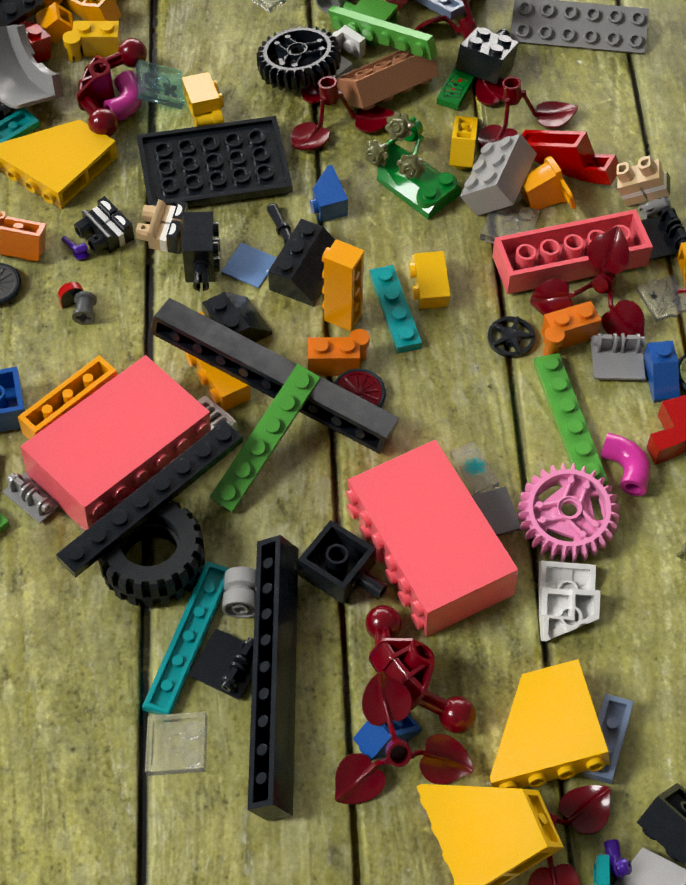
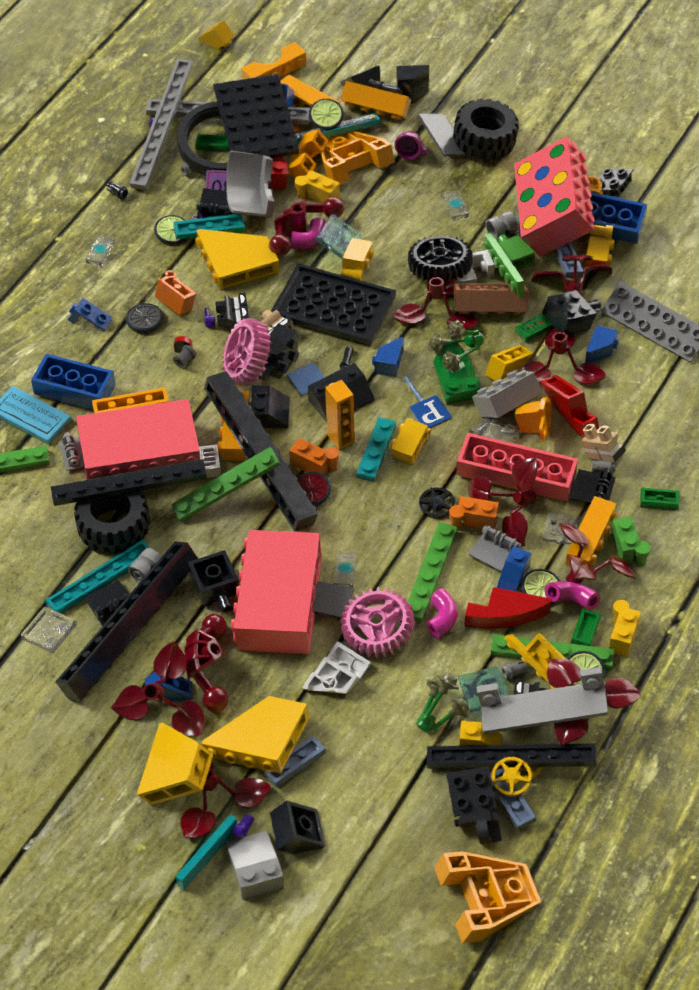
camera: 35 degrees right, 5 degrees down
(184, 259) = (246, 351): none -> bright pink gear
(415, 234) = (430, 410): none -> blue piece
(543, 74) = (601, 344): none -> blue slope

